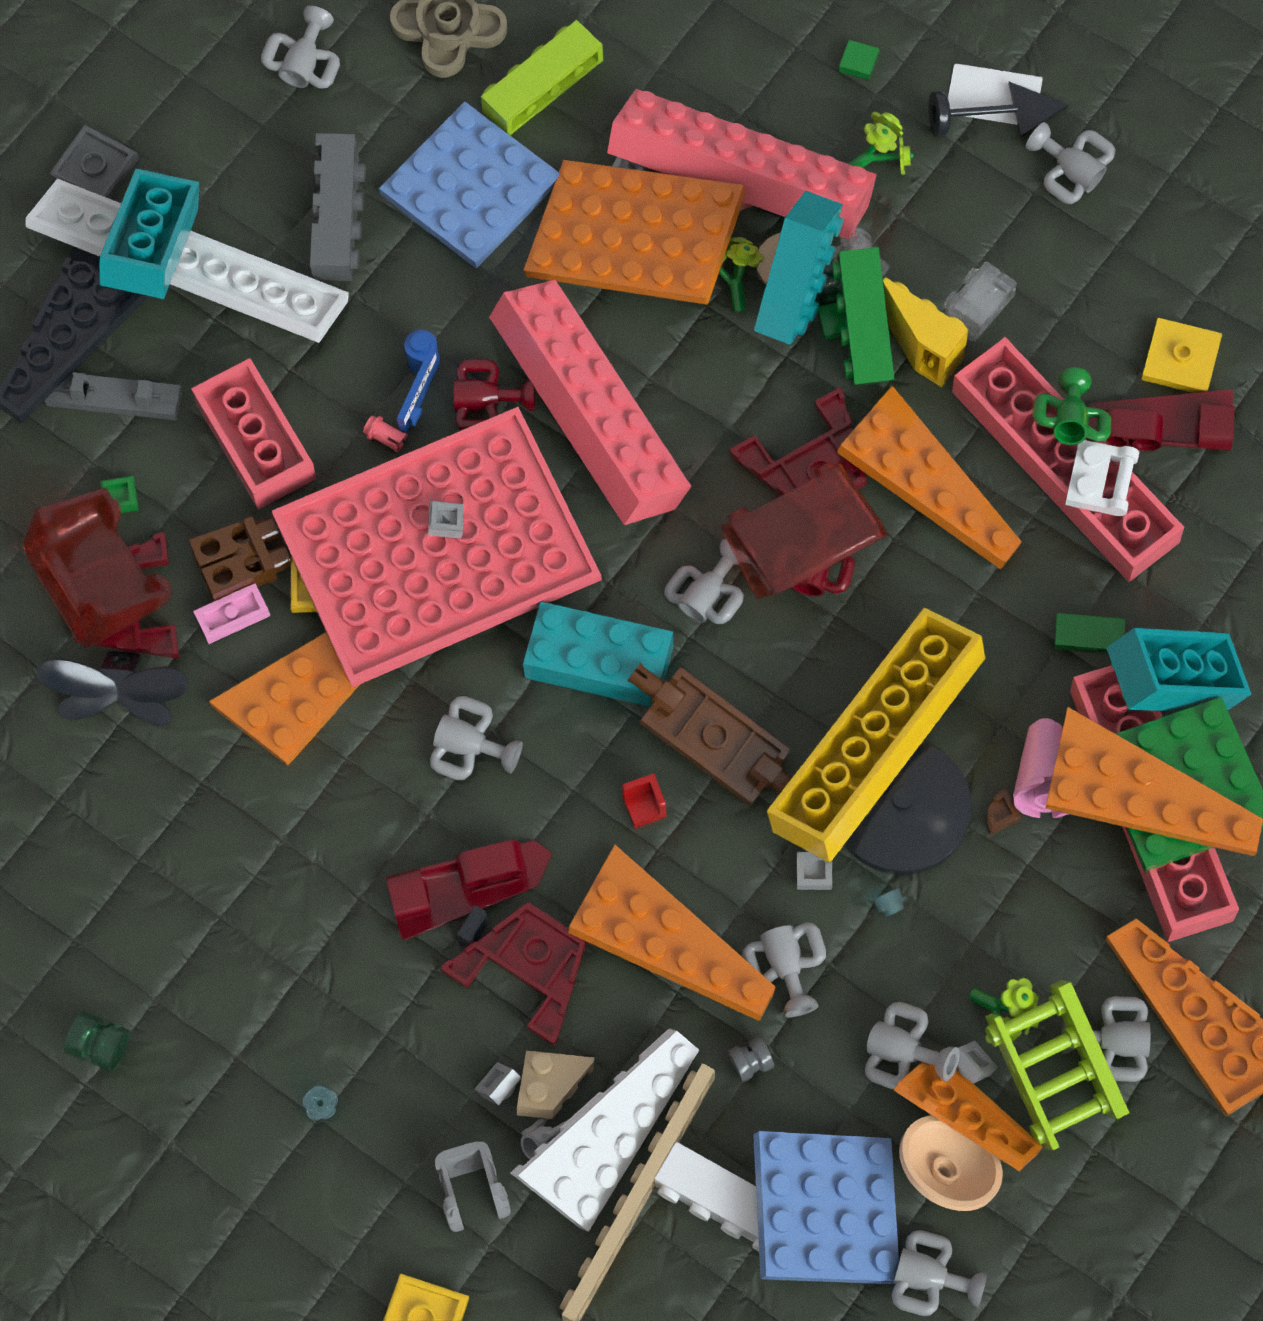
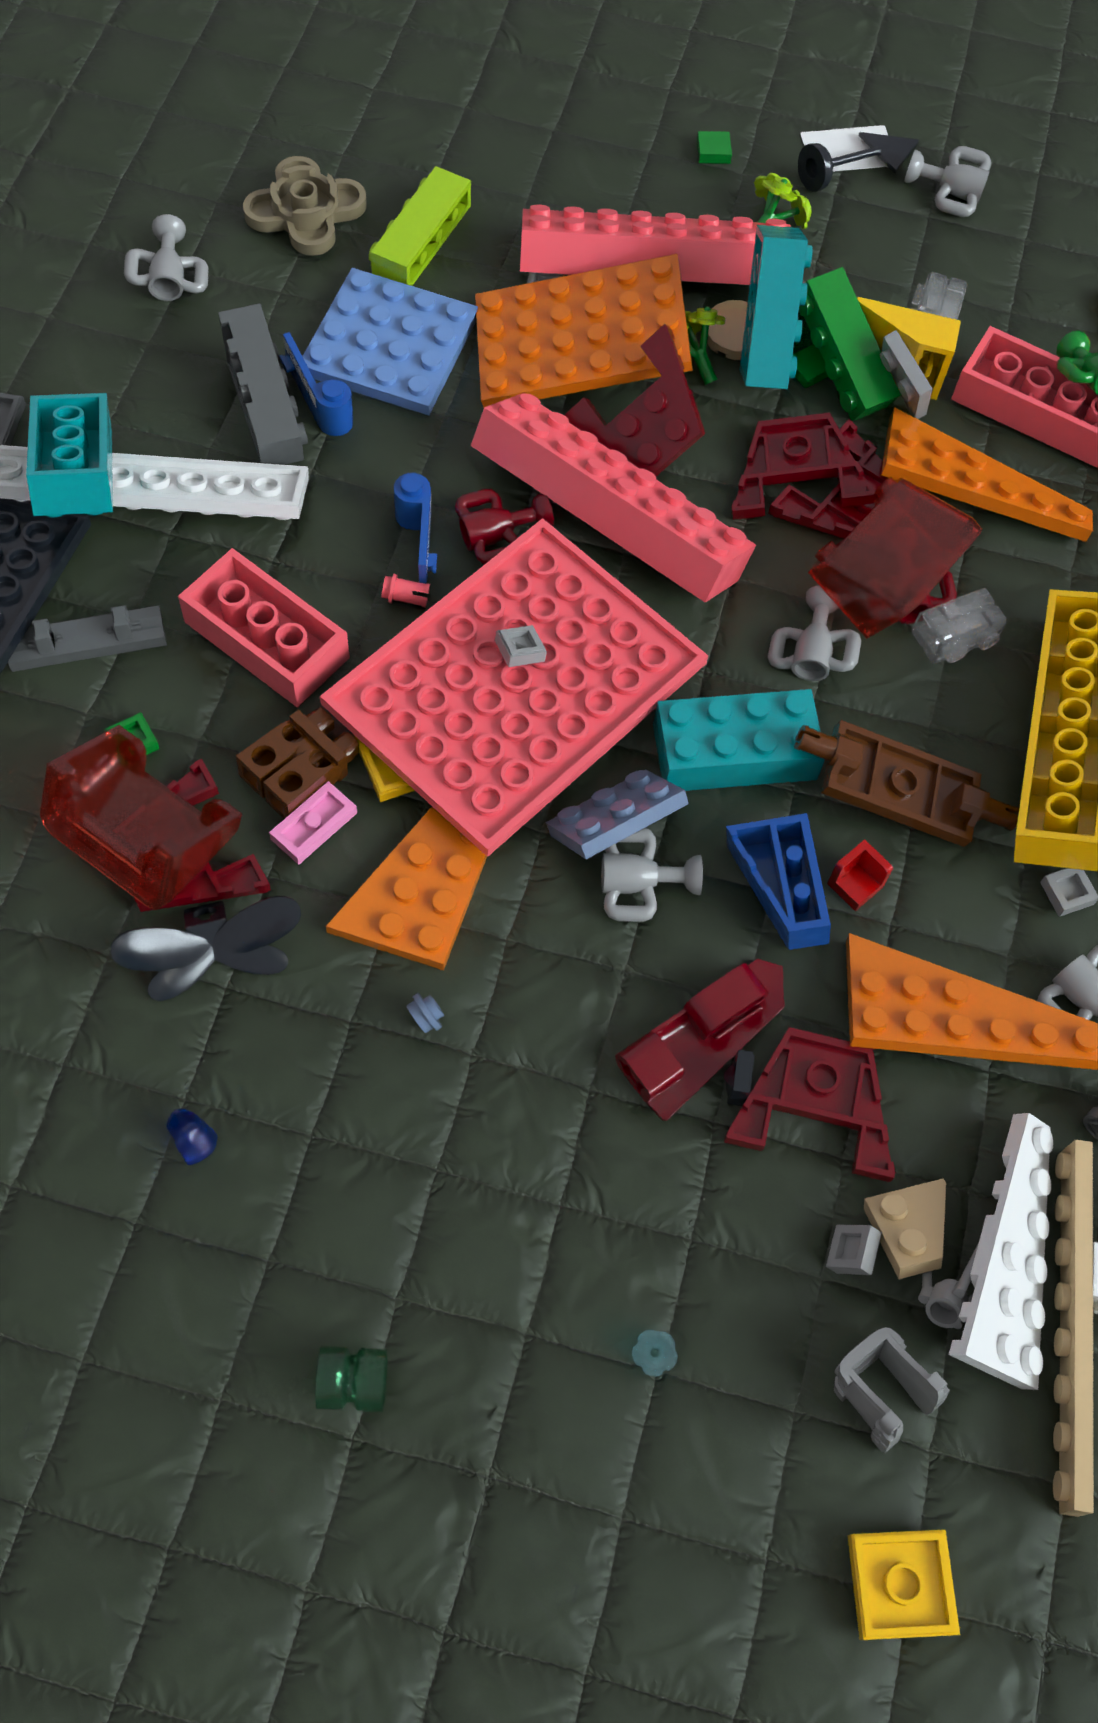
camera: 30 degrees left, 5 degrees down
(50, 829) = (191, 1135): none -> clear blue arm
(256, 795) = (425, 1012): none -> sand blue plate
(389, 234) = (327, 400): none -> blue door
(469, 684) = (616, 813): none -> sand blue plate
(581, 782) = (784, 875): none -> blue wedge
(655, 345) = (658, 422): none -> dark red wing
(773, 404) = (799, 451): none -> dark red wing
(840, 614) = (959, 626): none -> clear brick
(900, 375) = (907, 374): none -> light grey wing

